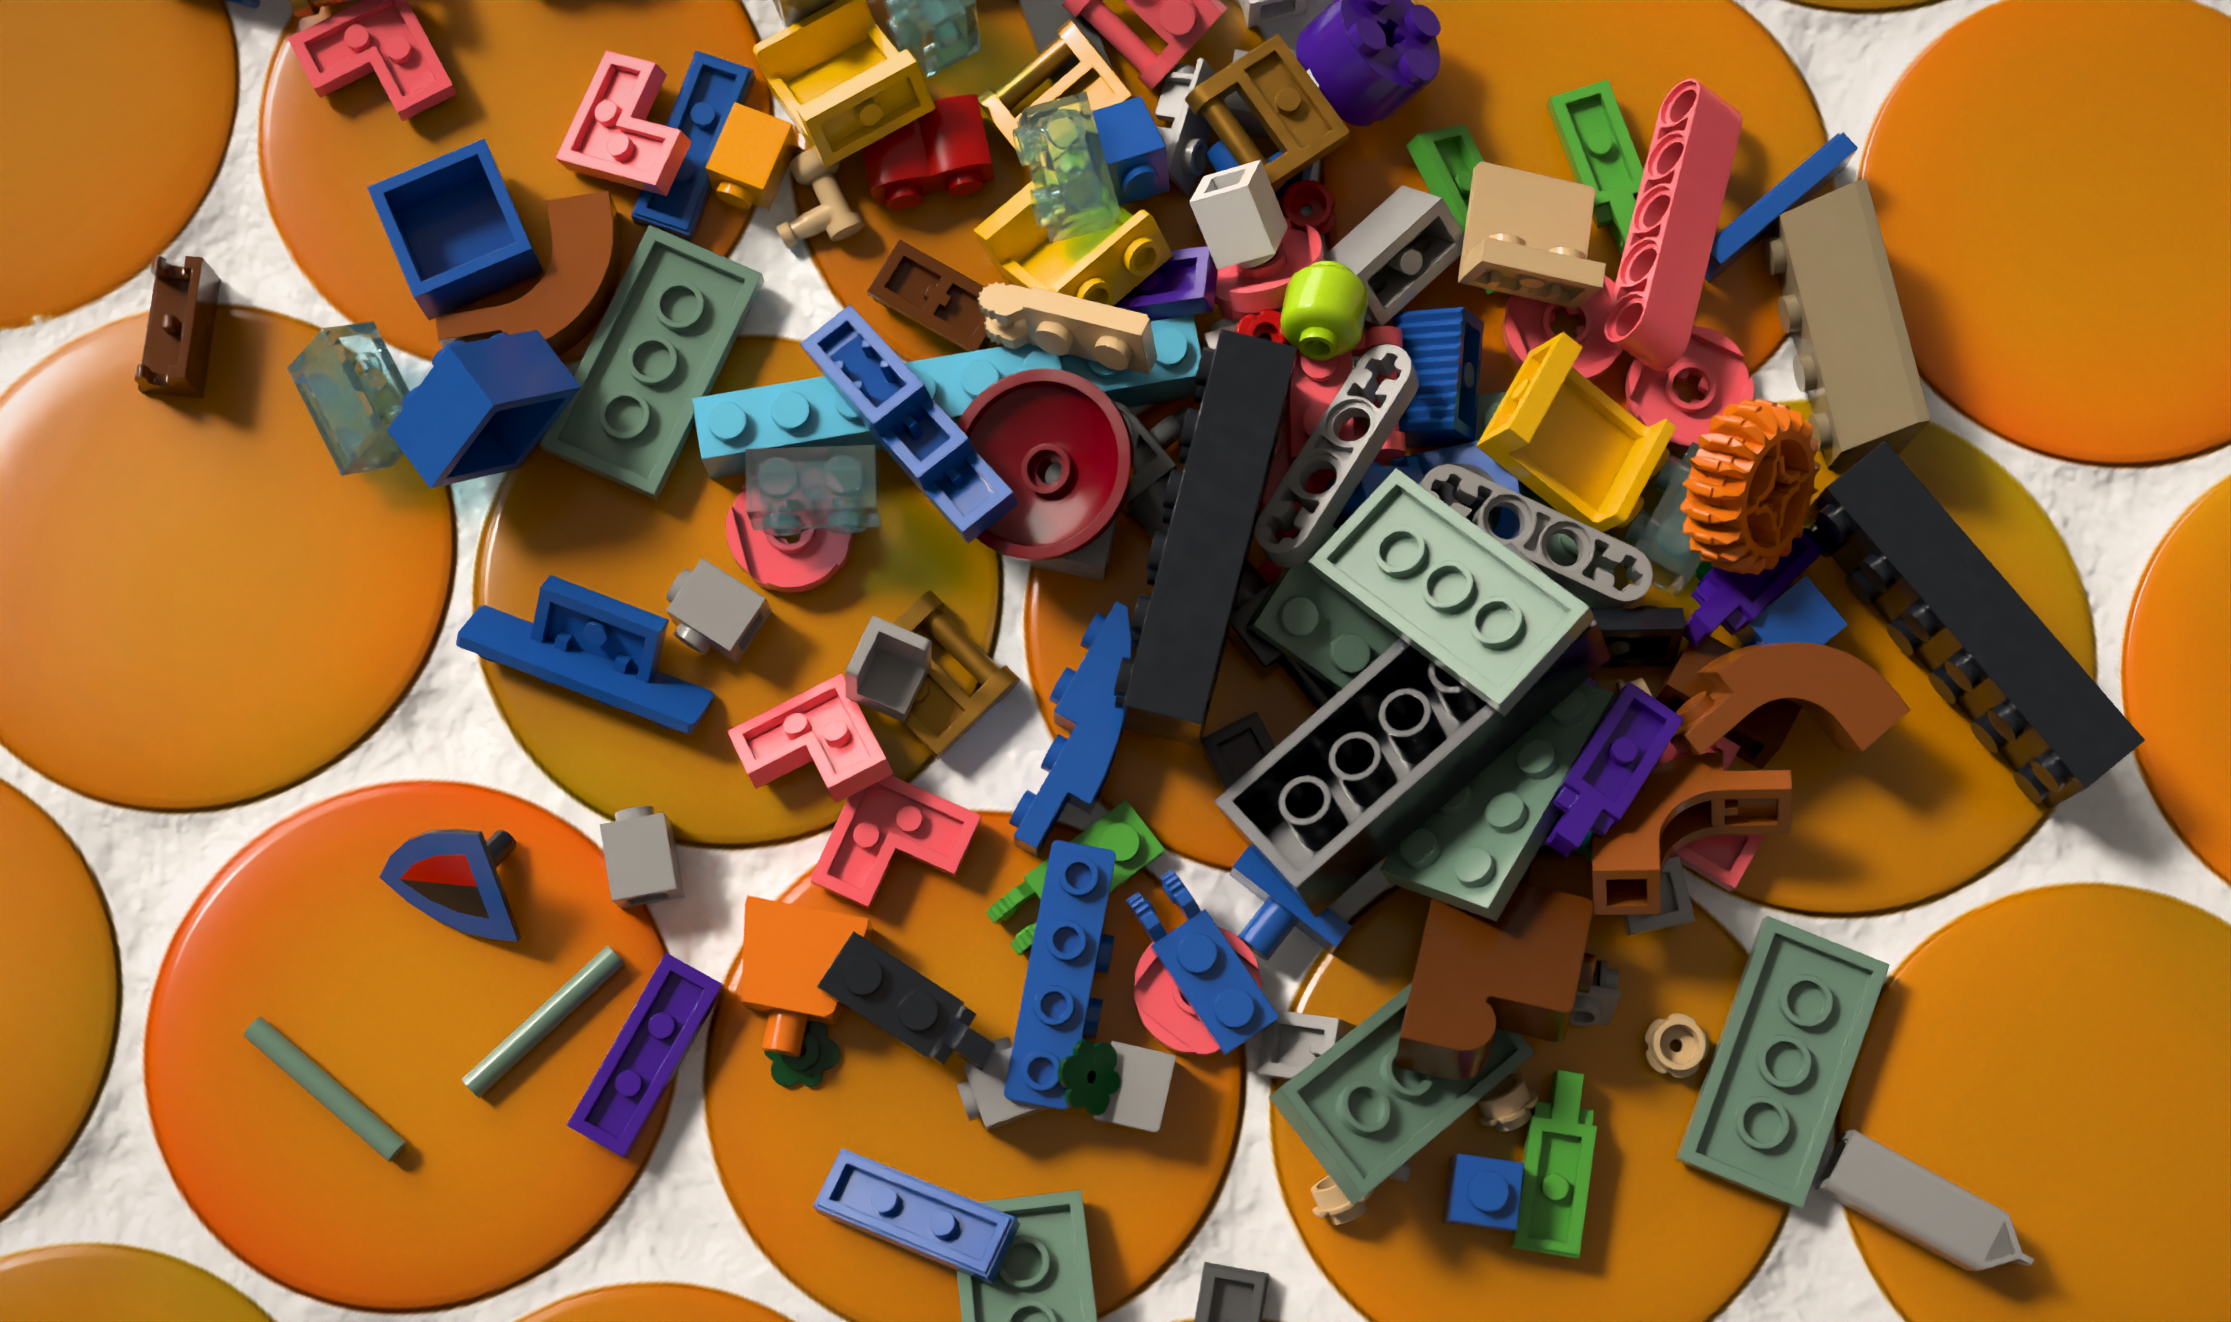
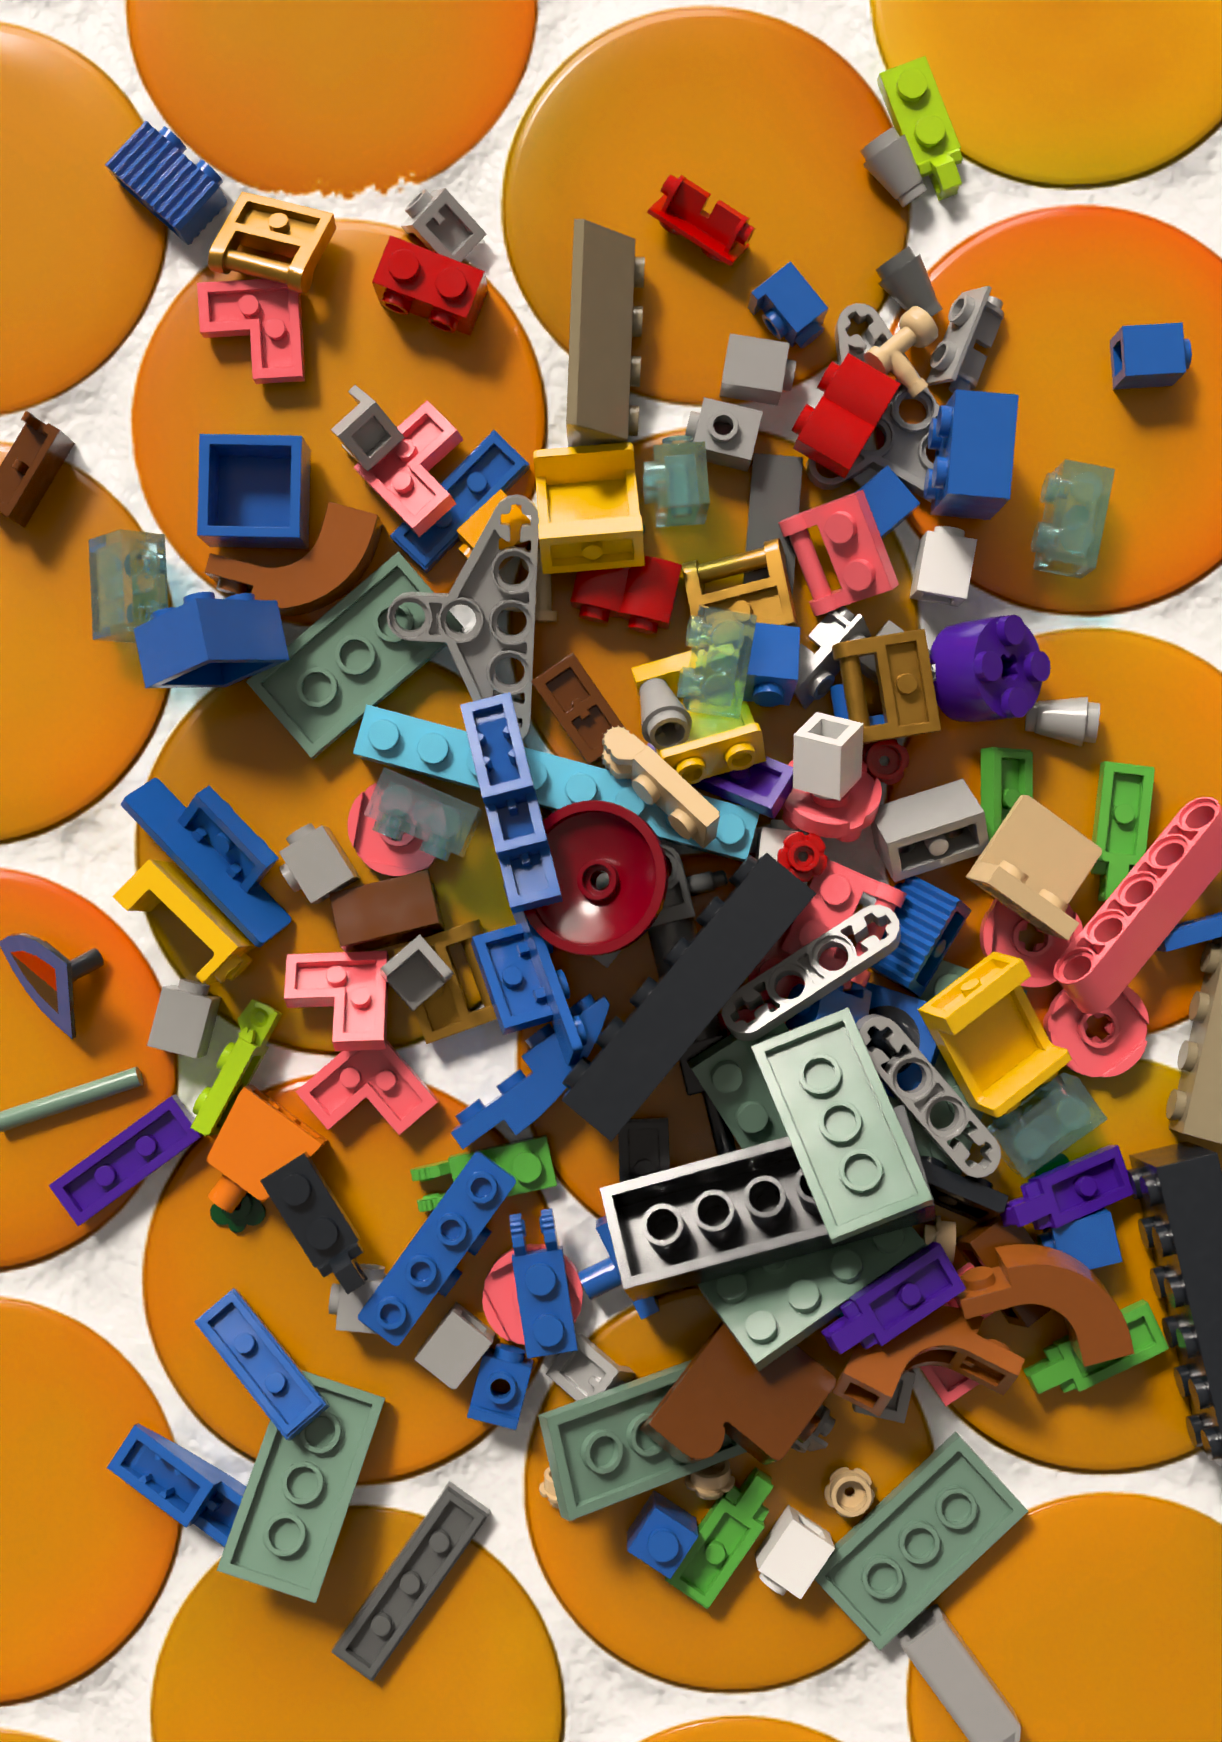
camera: 25 degrees right, 10 degrees up
(544, 704) = (166, 883): none -> yellow panel
(553, 107) = (367, 431): none -> light grey panel
(727, 884) = (237, 1067): none -> lime hinge
(773, 219) = (487, 595): none -> light grey beam
(819, 628) = (386, 912): none -> reddish brown hinge
(1018, 620) = (525, 984): none -> blue bracket
(1033, 255) = (663, 716): none -> light grey cone
(1089, 1076) = (422, 1334): dark green plant -> none
(1206, 1135) = (497, 1407): none -> blue brick
(1324, 310) = (855, 860): lime head -> none
(1483, 75) = (1065, 720): none -> light grey cone
(1646, 1144) = (793, 1553): none -> white brick
(1750, 486) = (1101, 1139): orange gear -> none
(1861, 777) = (1065, 1369): none -> bright green hinge

